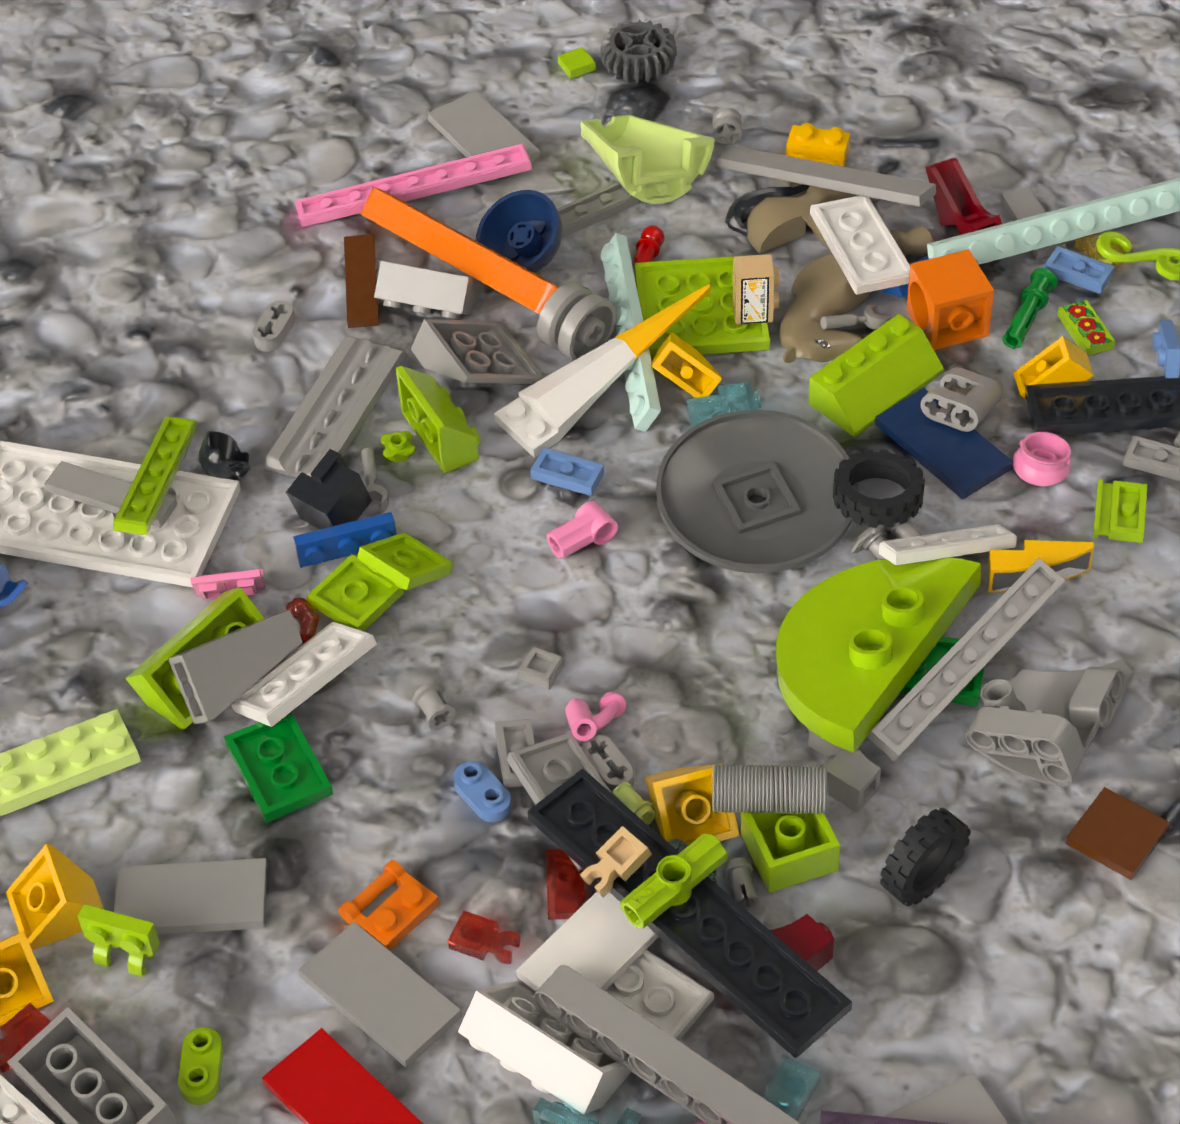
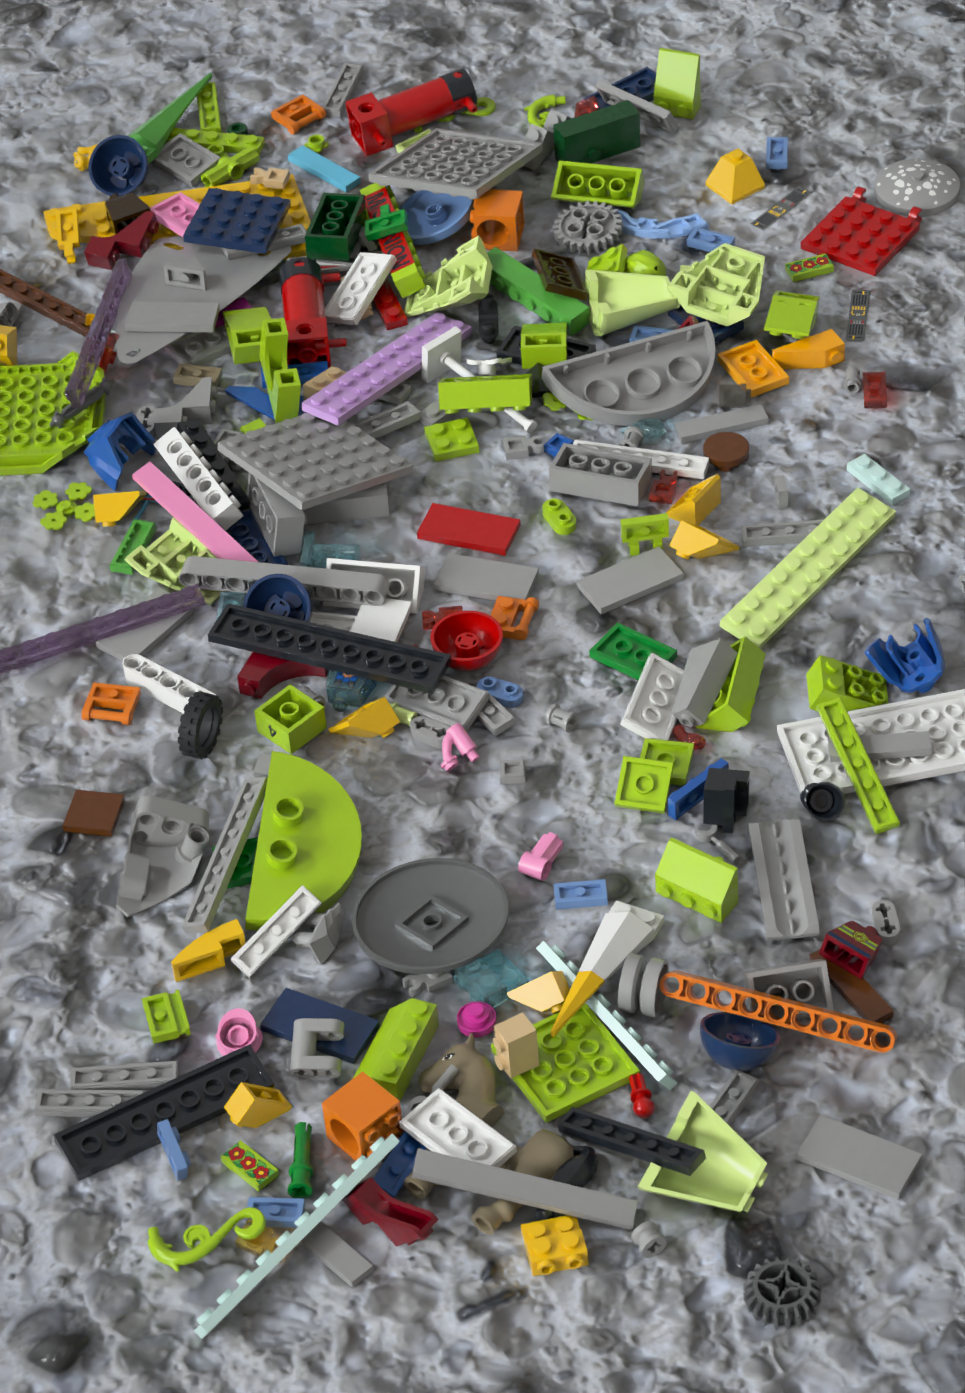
camera: 155 degrees right, 5 degrees down
(76, 598) = (855, 686): none -> lime slope
(214, 585) = (762, 727): bright pink piece -> none
(331, 293) = (852, 947): none -> dark red torso
(416, 184) = (874, 1078): bright pink tile -> none
(473, 352) = (706, 941): light grey slope -> none
(485, 847) = (469, 638): none -> red piece
(576, 63) = (834, 1267): lime tile -> none
(618, 857) = (376, 641): tan plate -> none
(659, 893) = (336, 639): lime piece -> none
(693, 185) = (631, 1141): none -> black plate
(714, 1025) = (277, 590): none -> dark blue piece
(767, 787) = (313, 703): light grey piece -> none
(770, 377) = (476, 1019): none -> dark pink plate
(875, 510) = (338, 905): black tyre -> none
(935, 1000) = (159, 682): none -> white beam
(1026, 1013) = (111, 697): none -> orange plate

